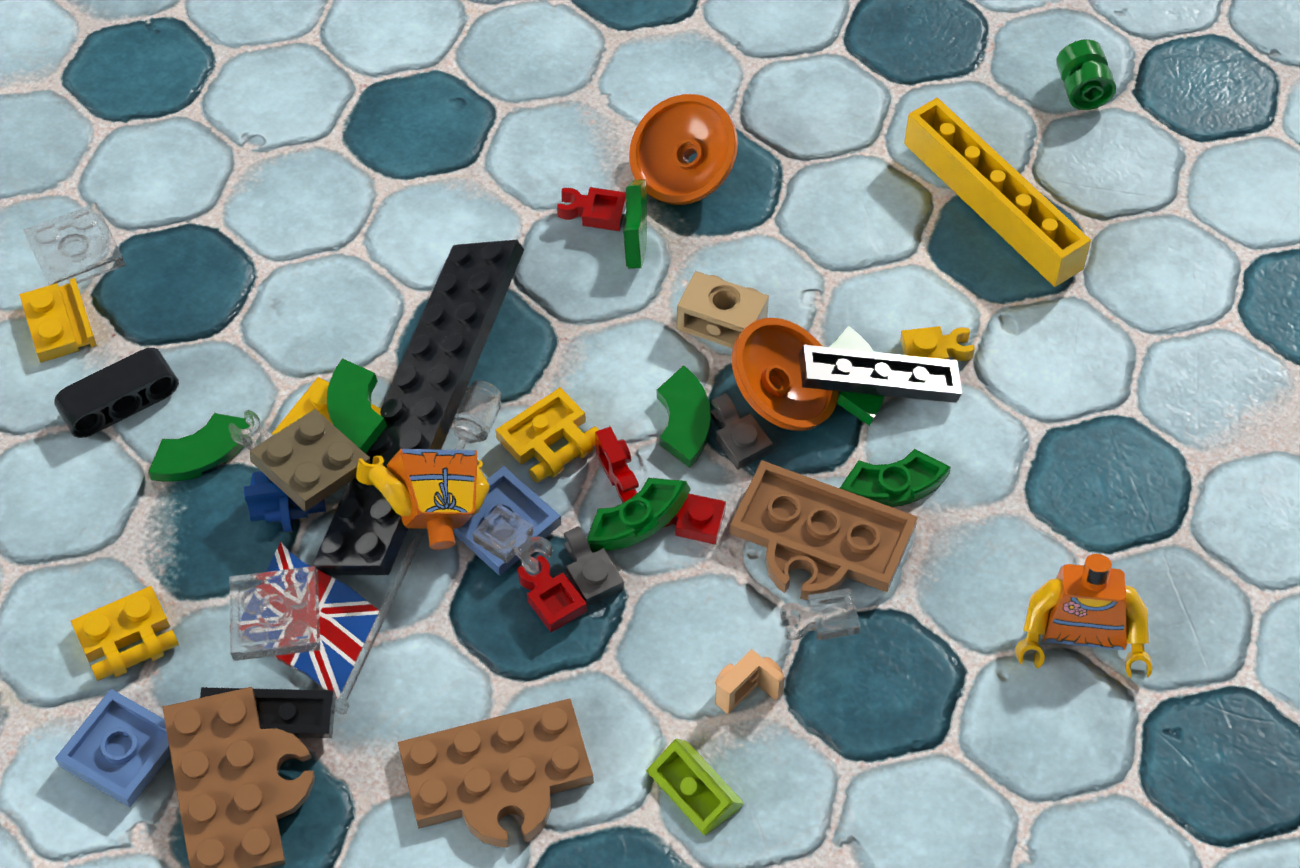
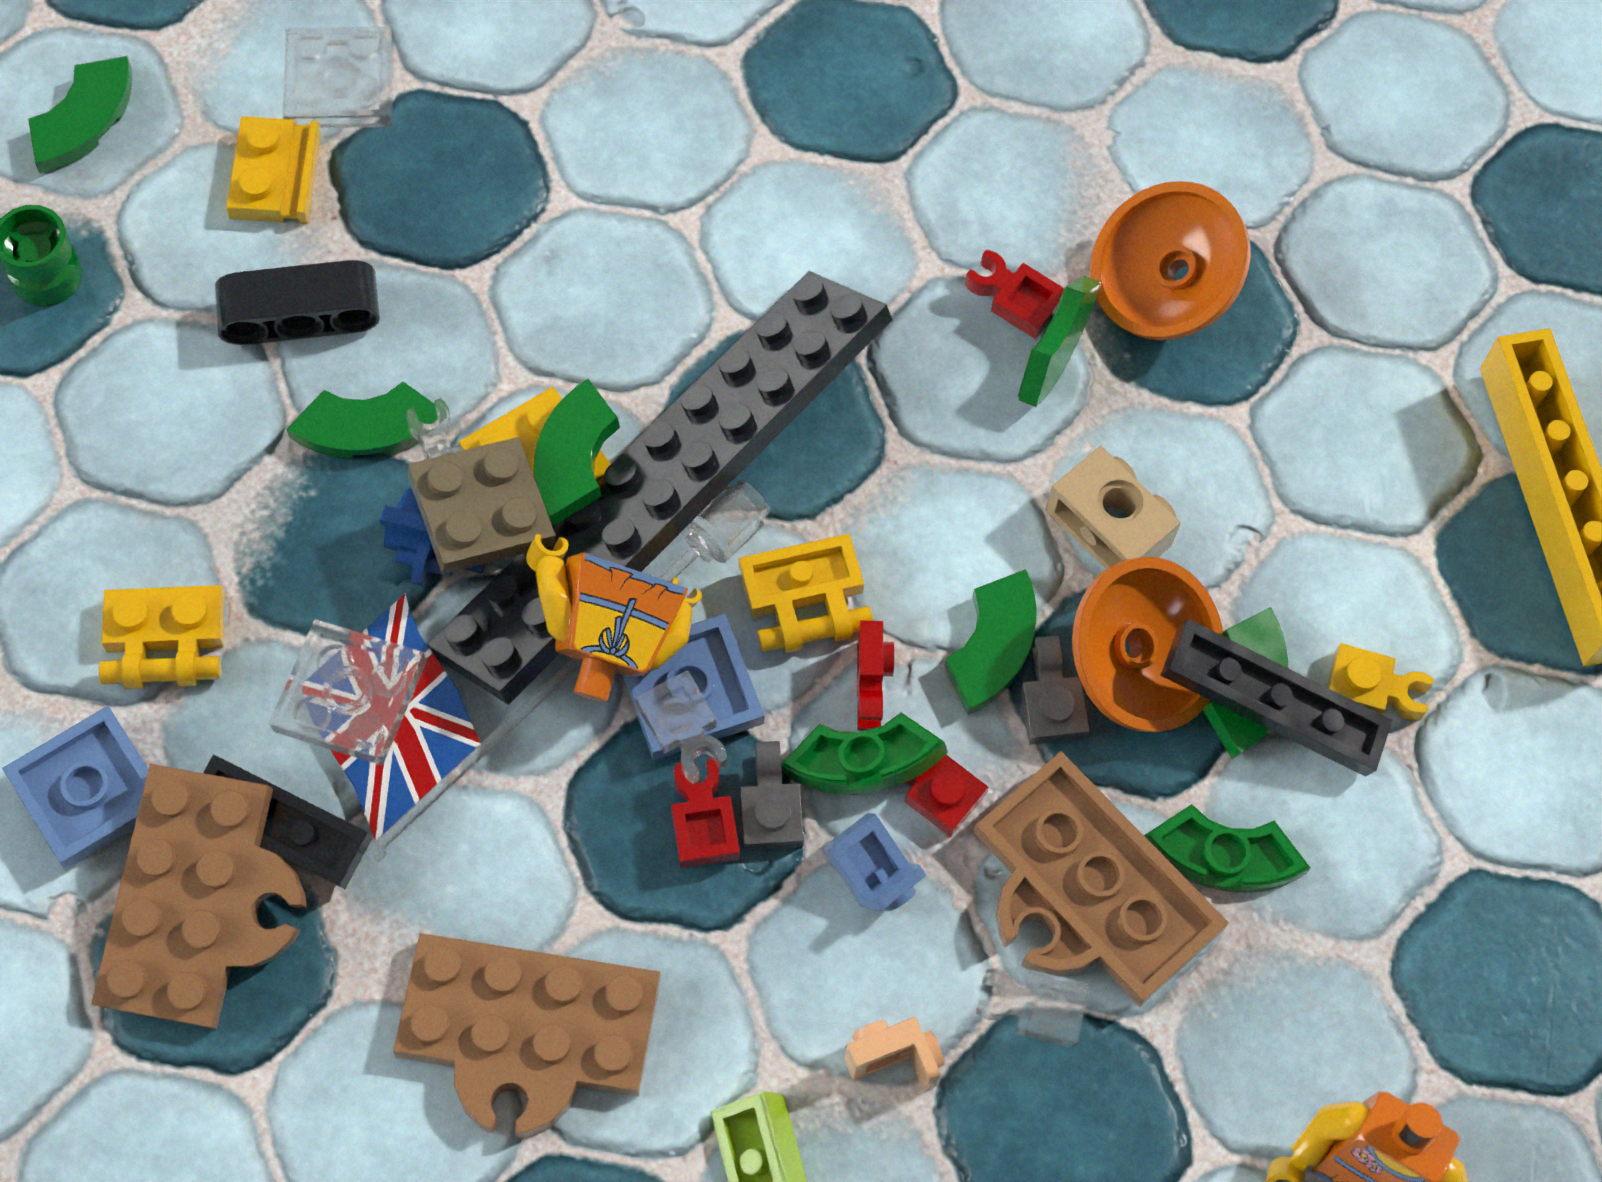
camera: 20 degrees right, 10 degrees up
(676, 576) = (873, 865): none -> medium blue bracket

